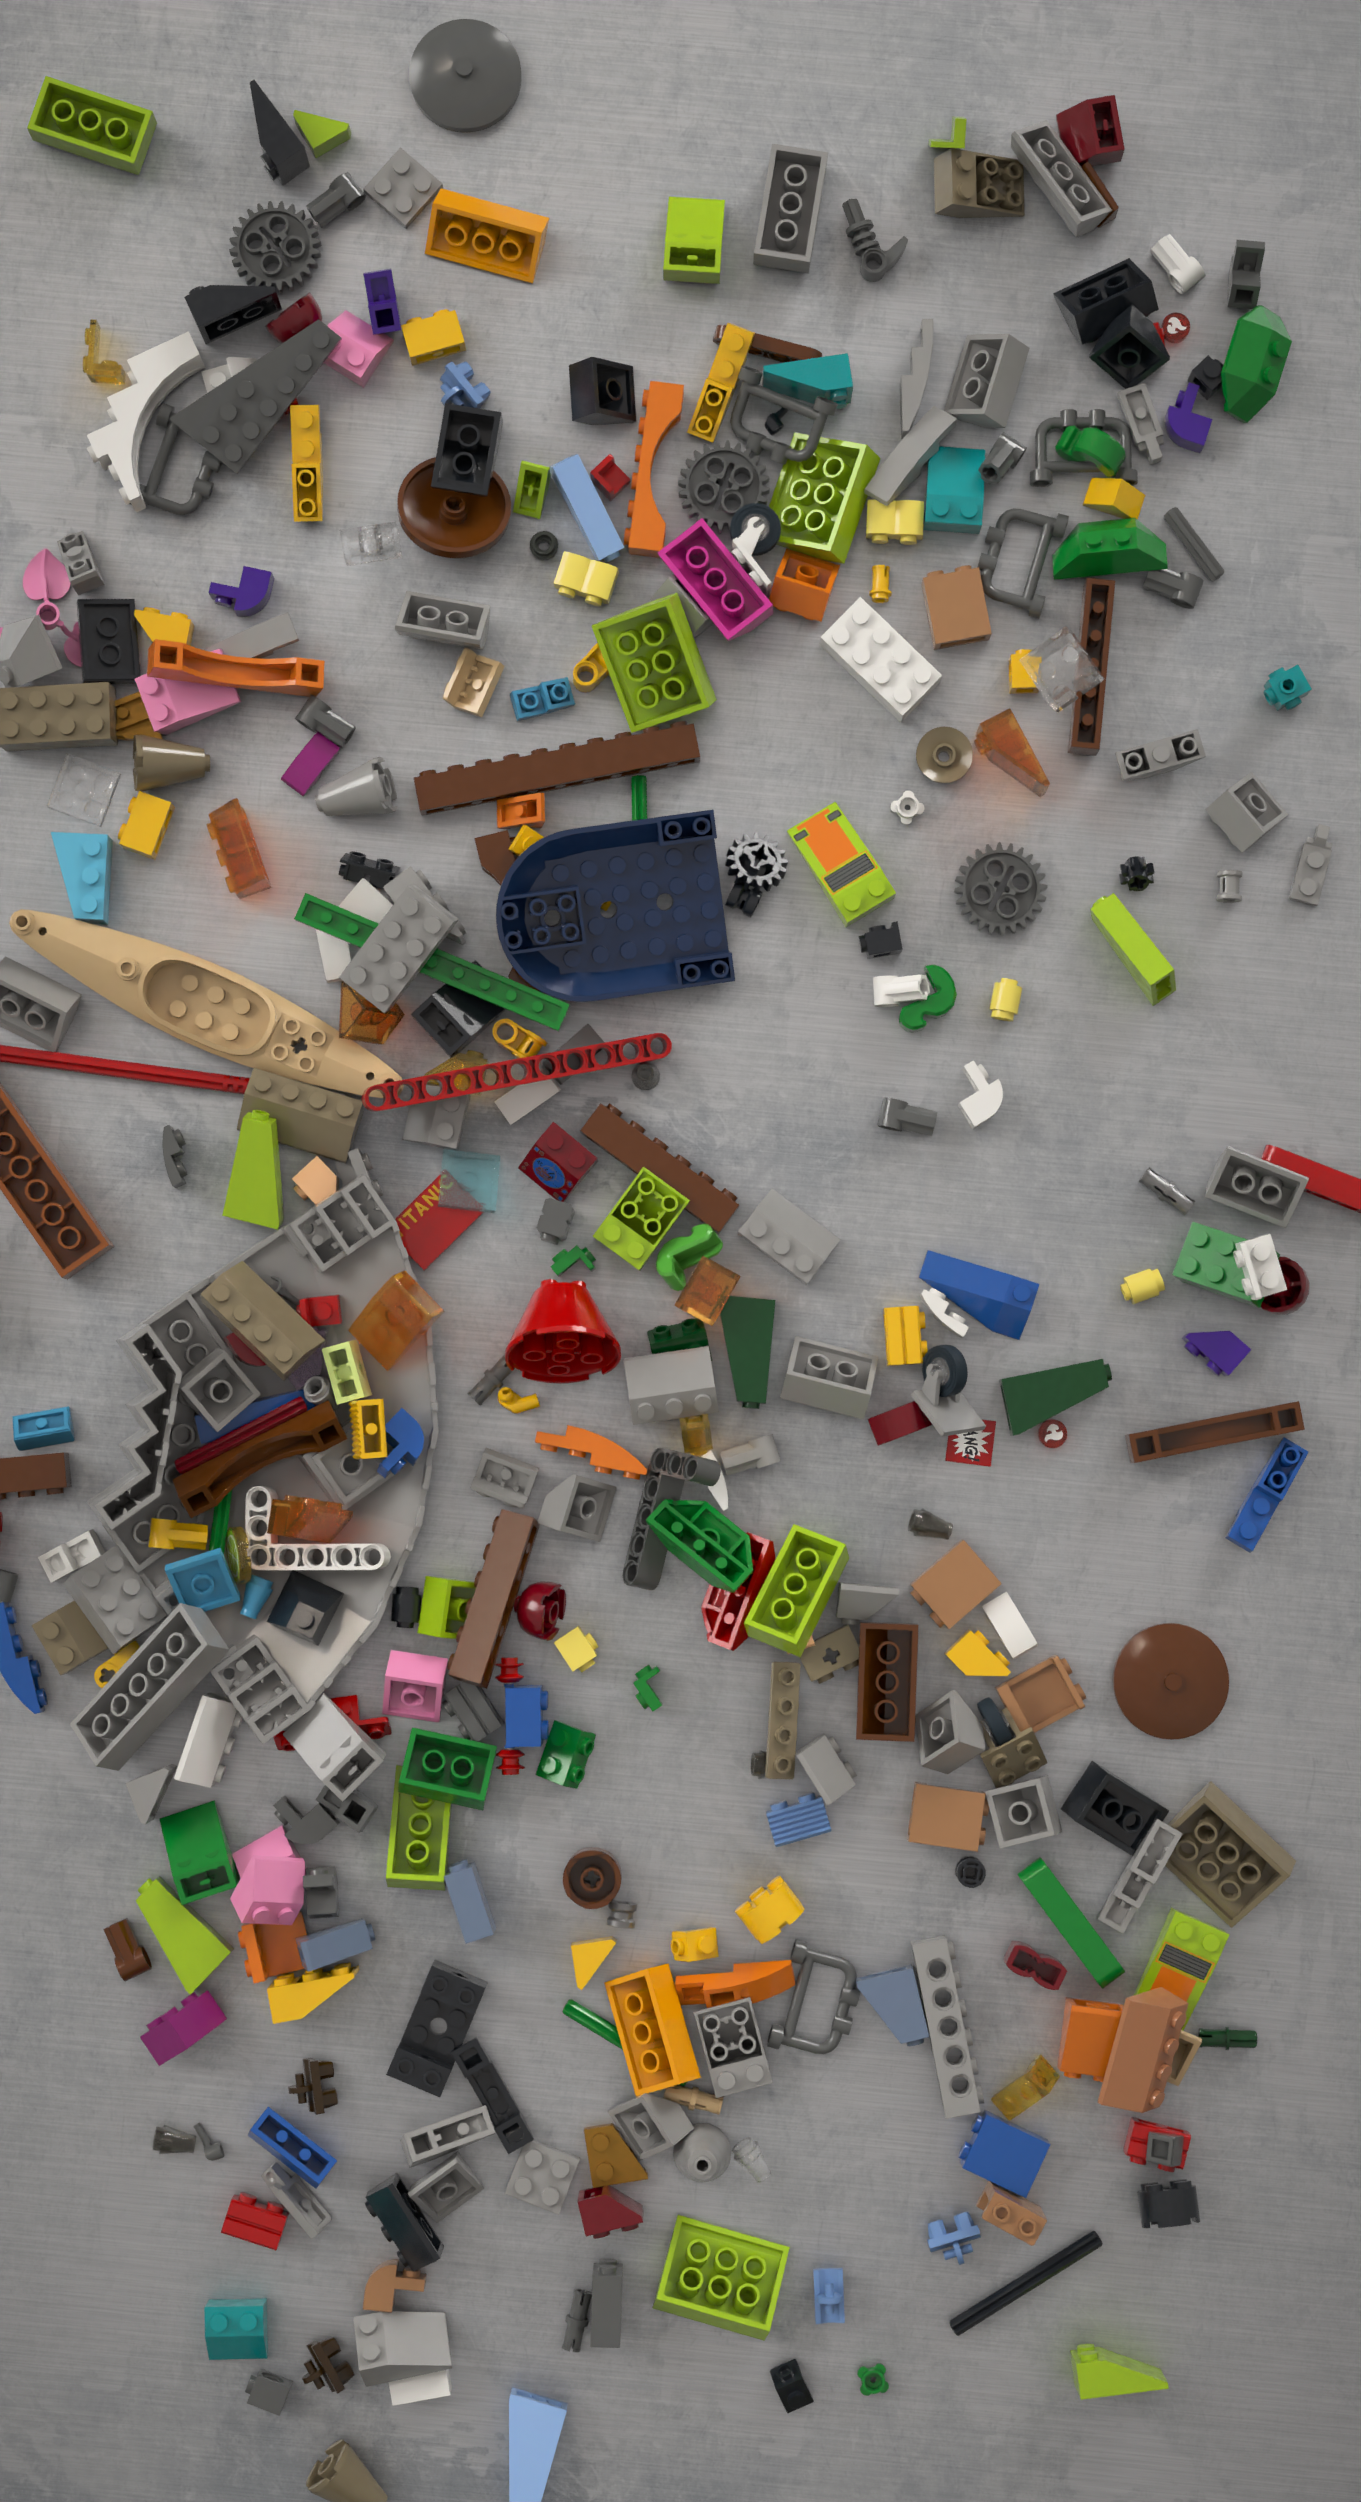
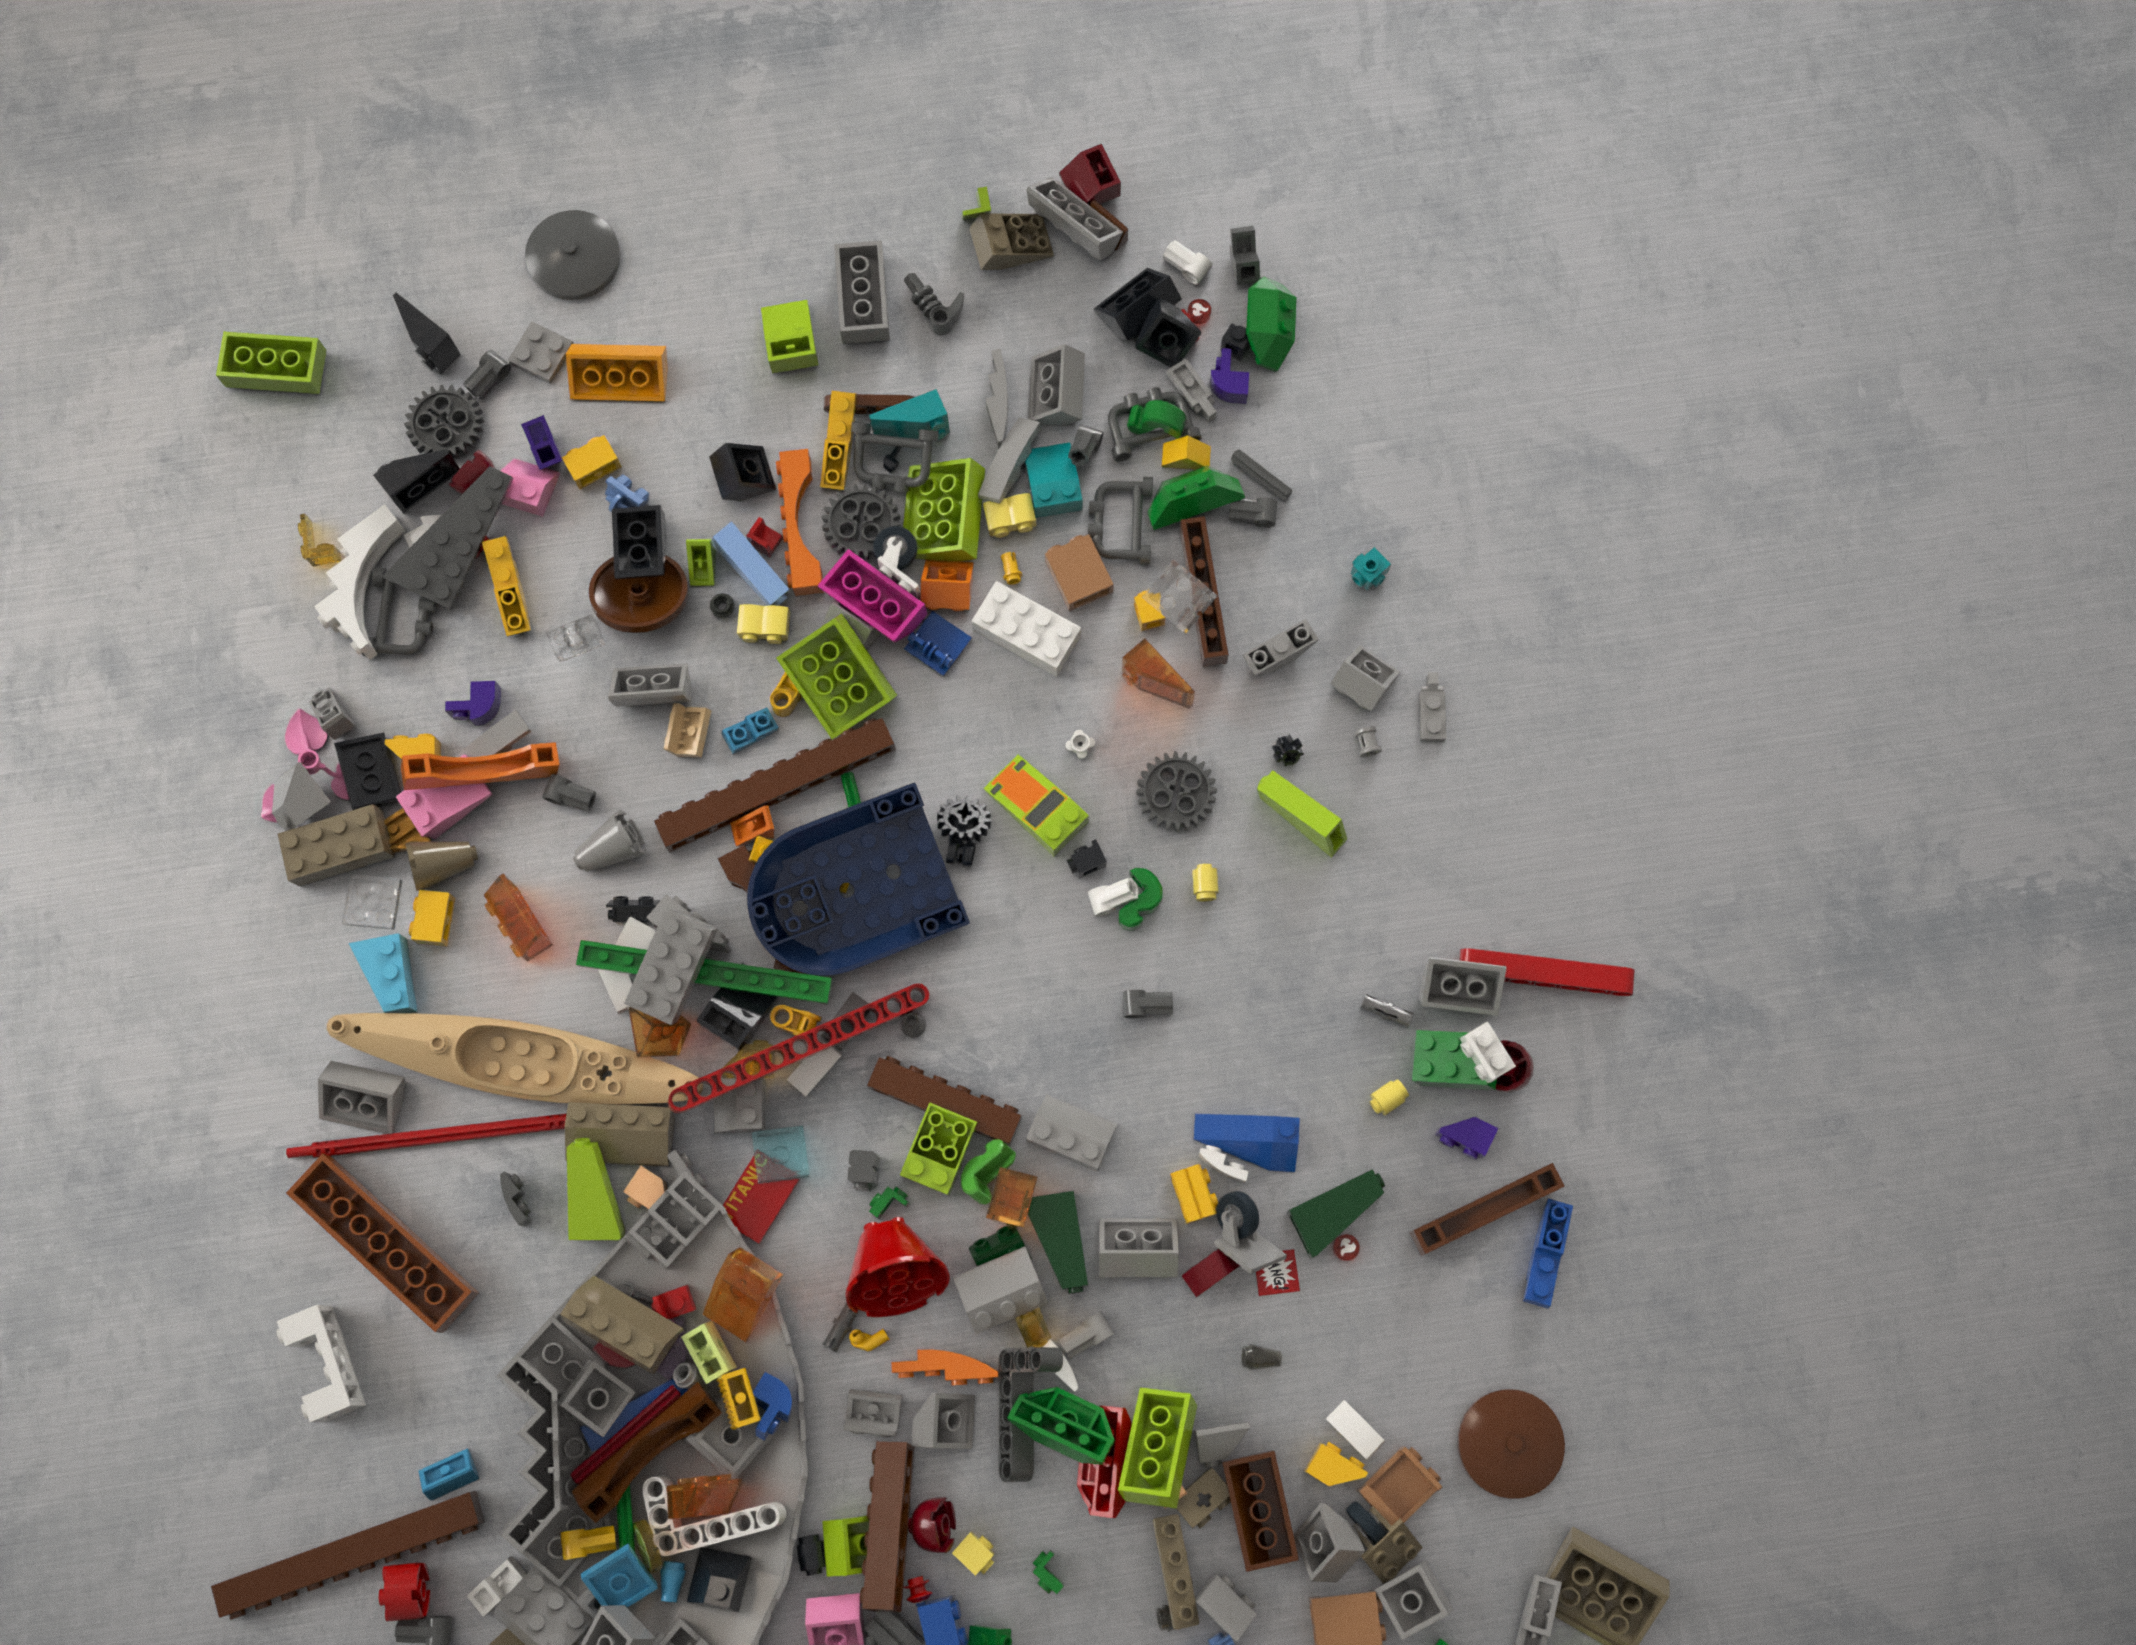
camera: 15 degrees left, 10 degrees down
(310, 764) = (563, 832): magenta slope -> none
(321, 132) = (463, 324): lime slope -> none
(557, 1162) = (854, 1118): dark red slope -> none
(776, 650) = (937, 643): none -> blue hinge
(948, 741) = (1100, 681): dark tan dish -> none
(954, 1585) = (1296, 1406): medium nougat brick -> none
(986, 1100) = (1211, 970): white brick -> none
(1112, 1808) = (1492, 1575): black slope -> none

